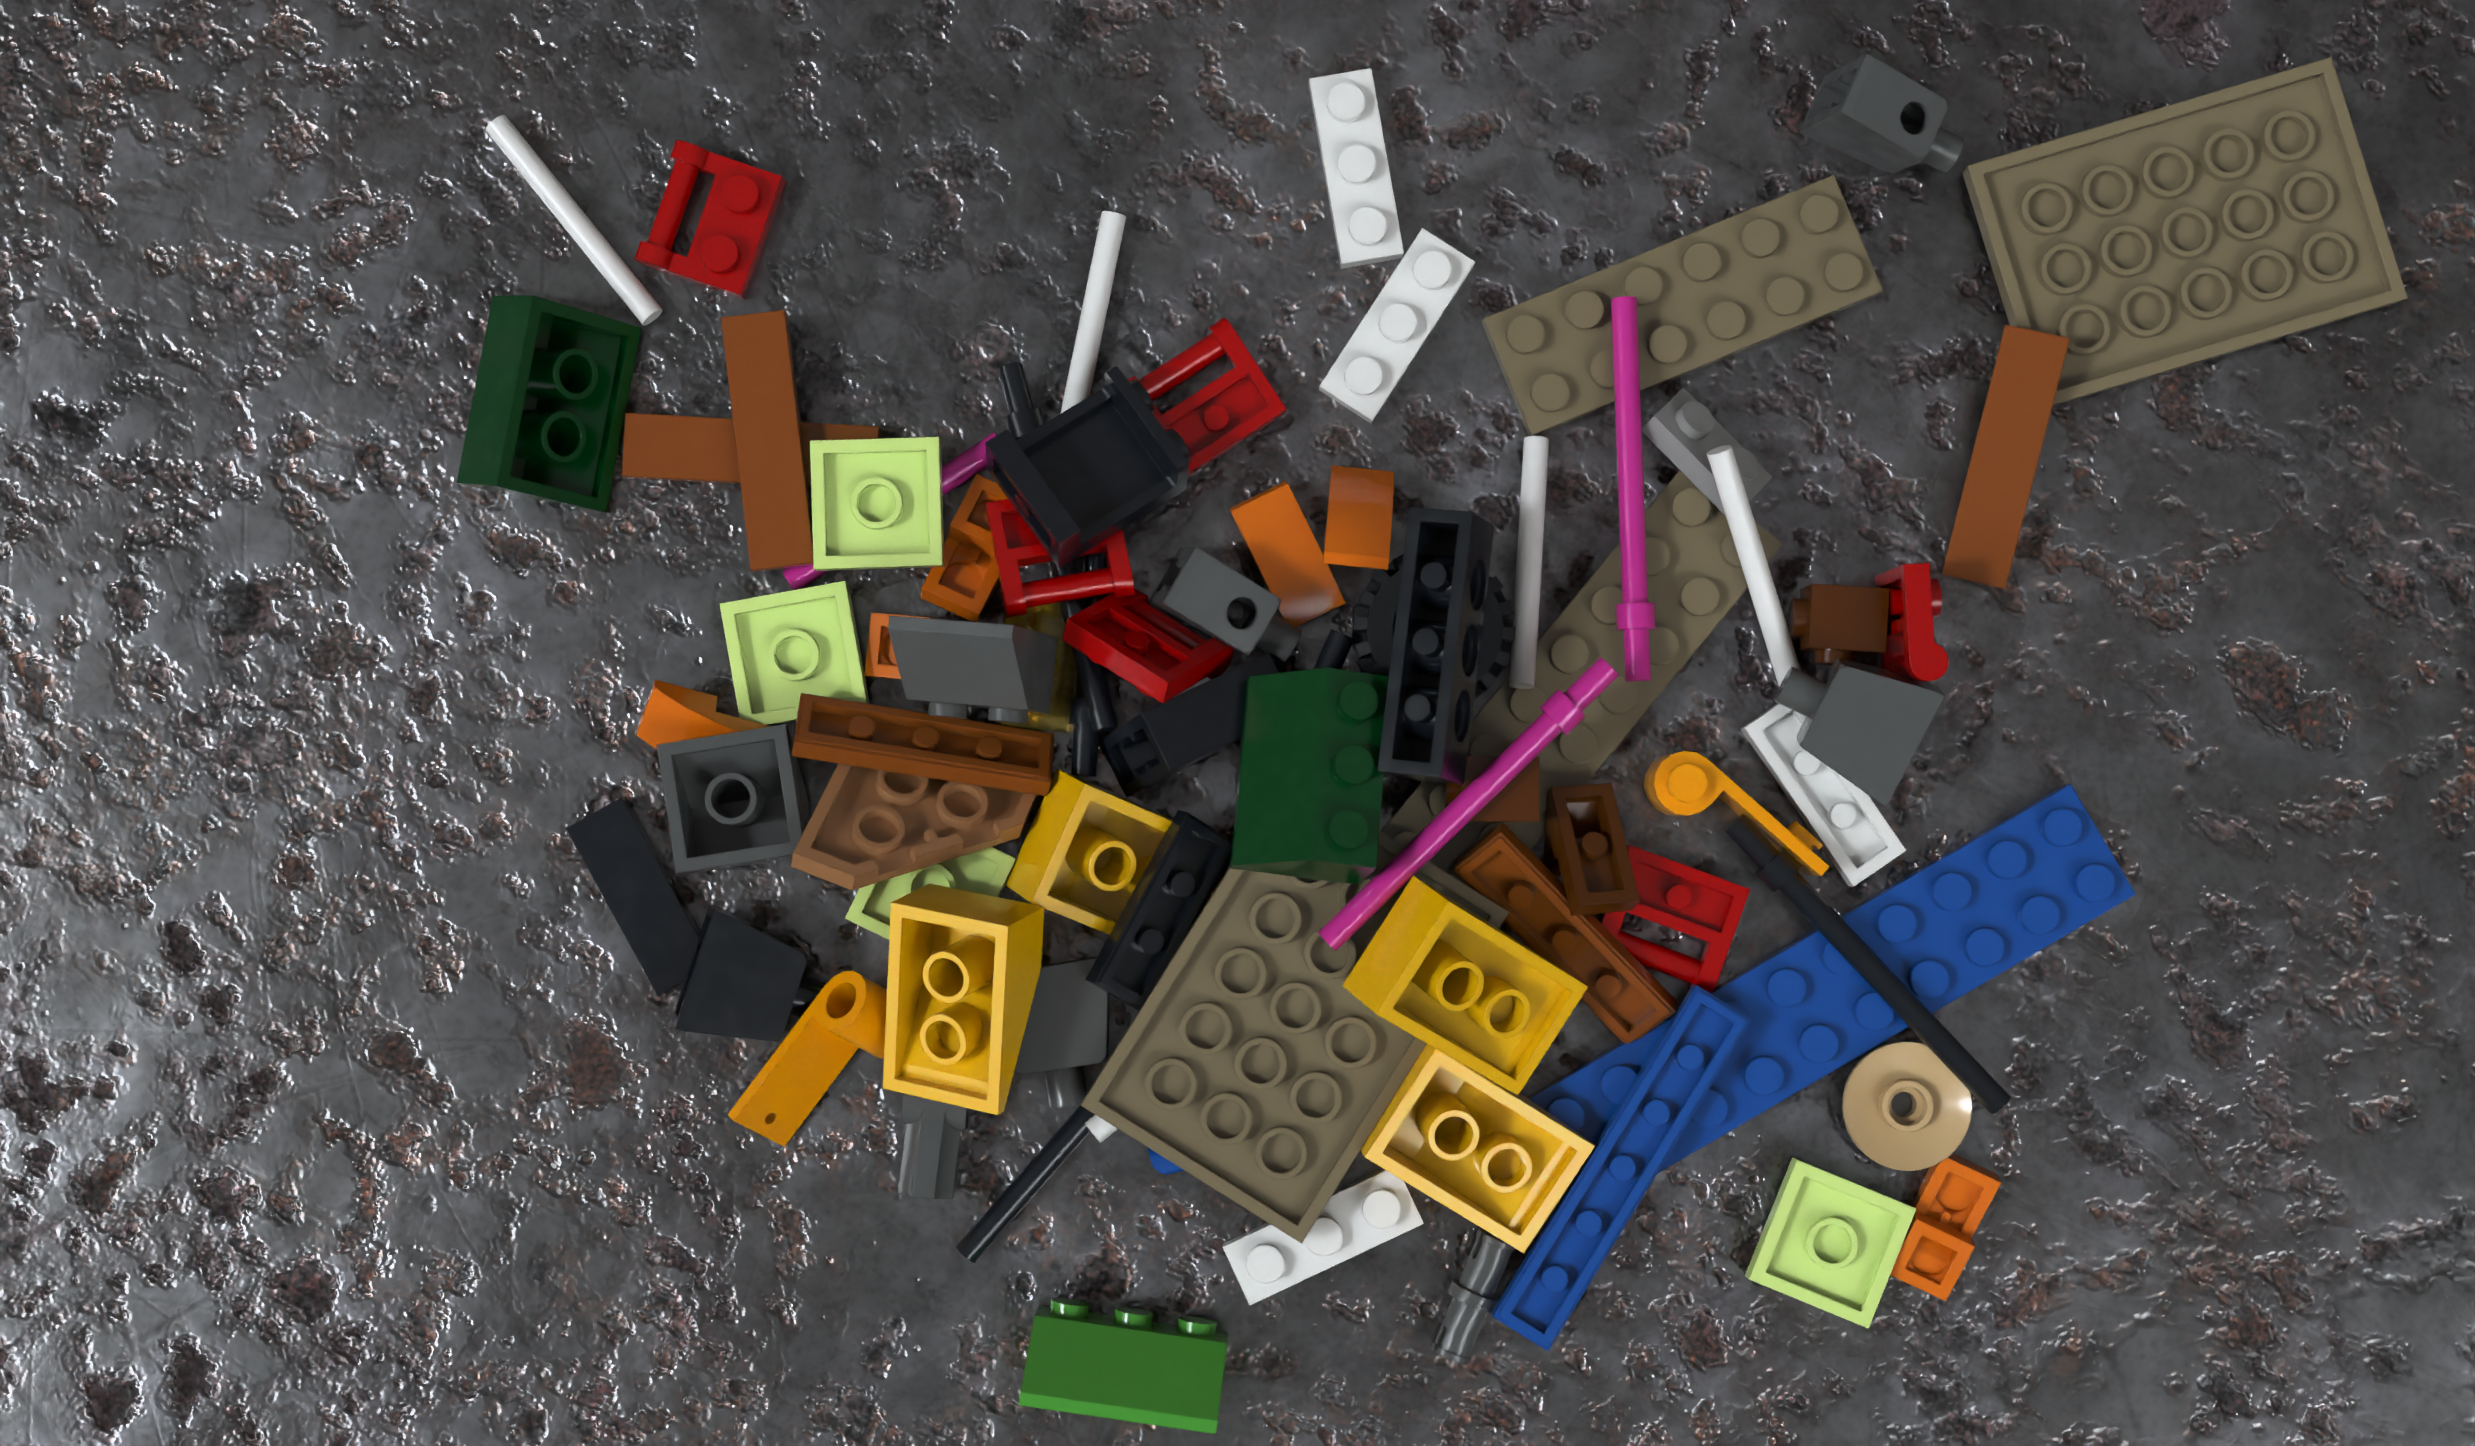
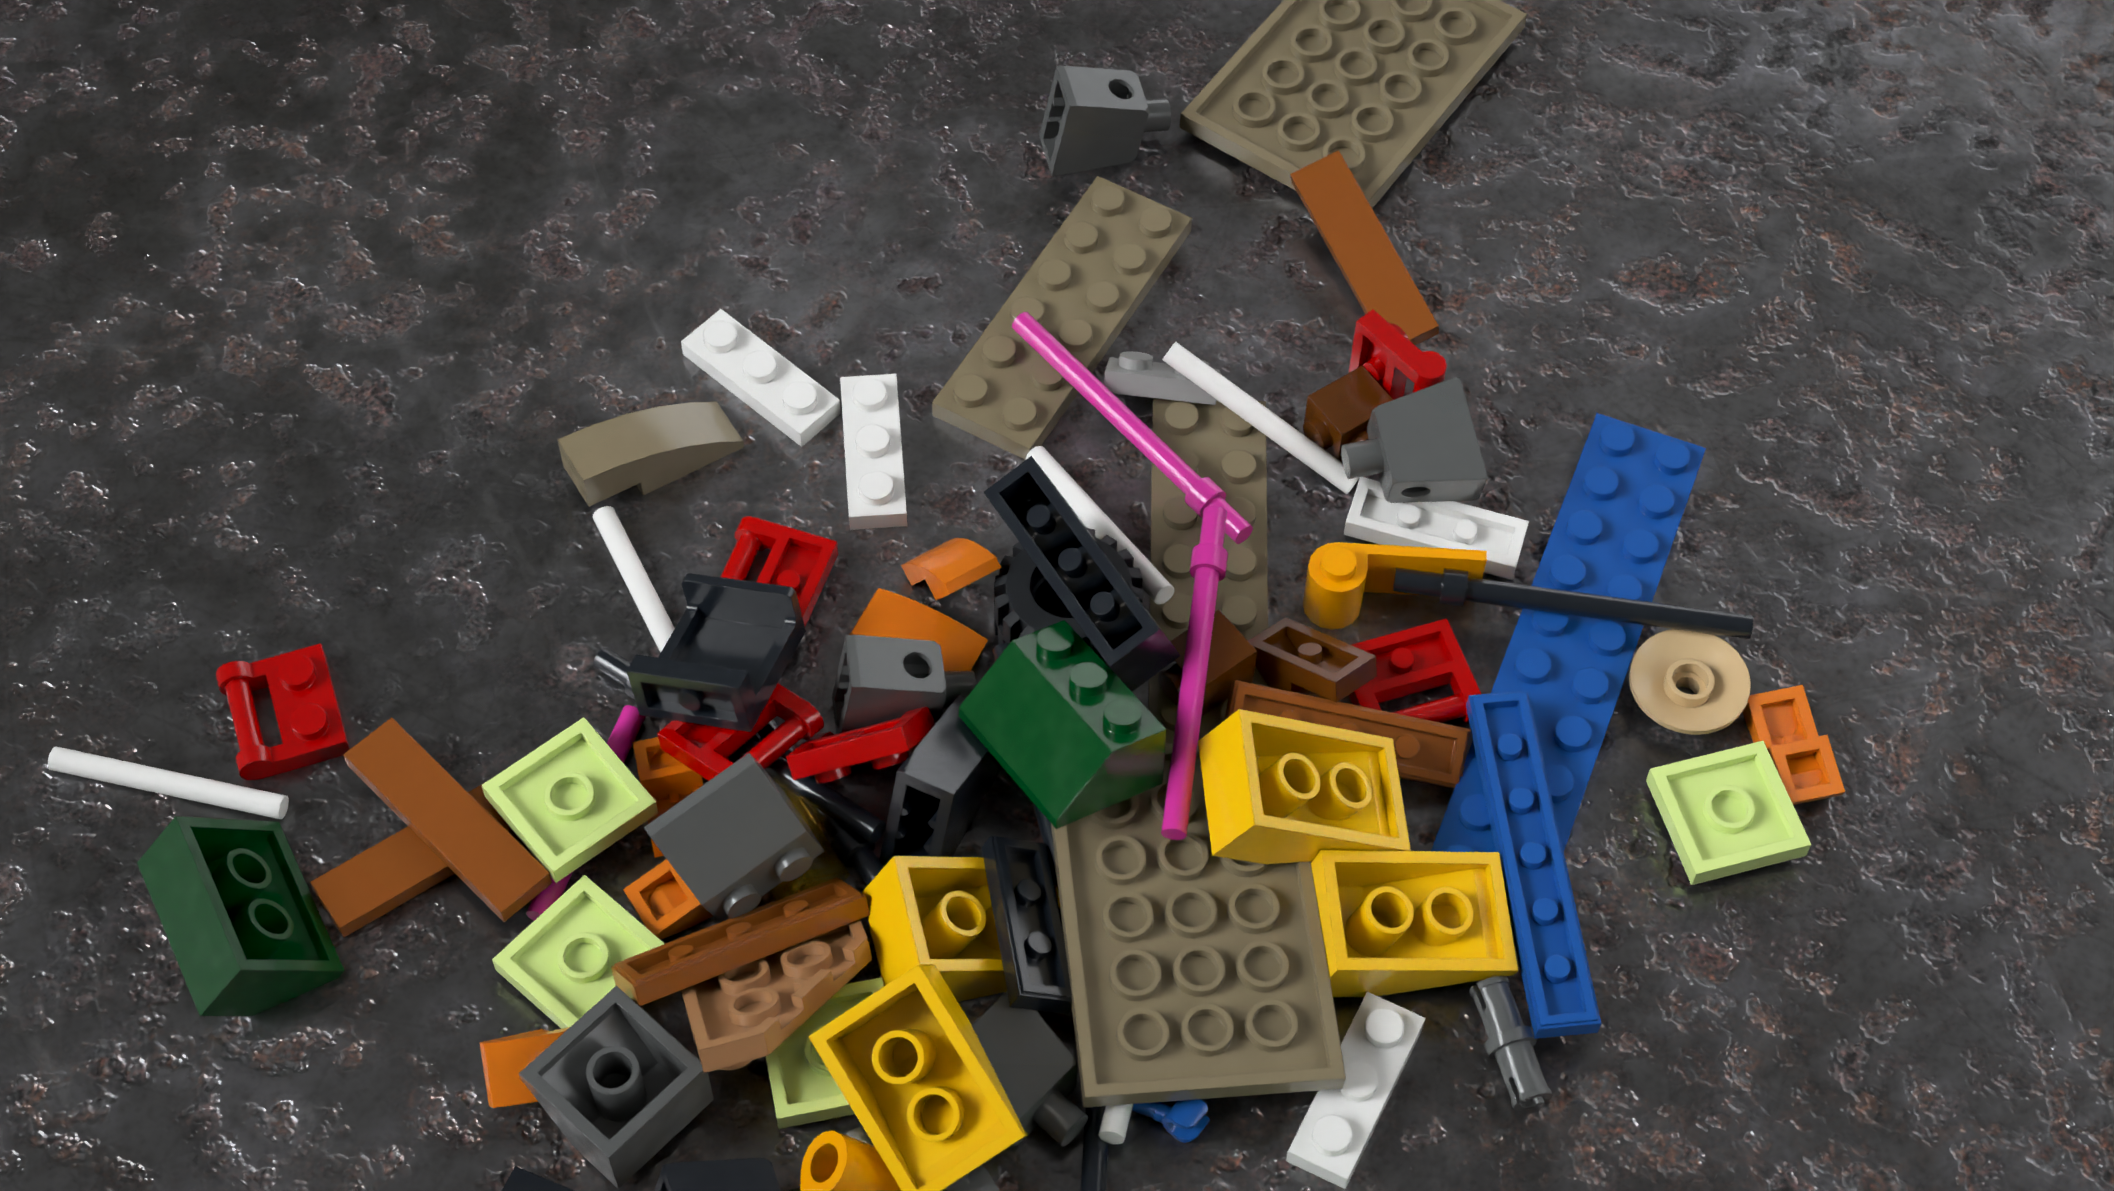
camera: 40 degrees left, 30 degrees down
(1197, 180) = (647, 448): none -> dark tan slope

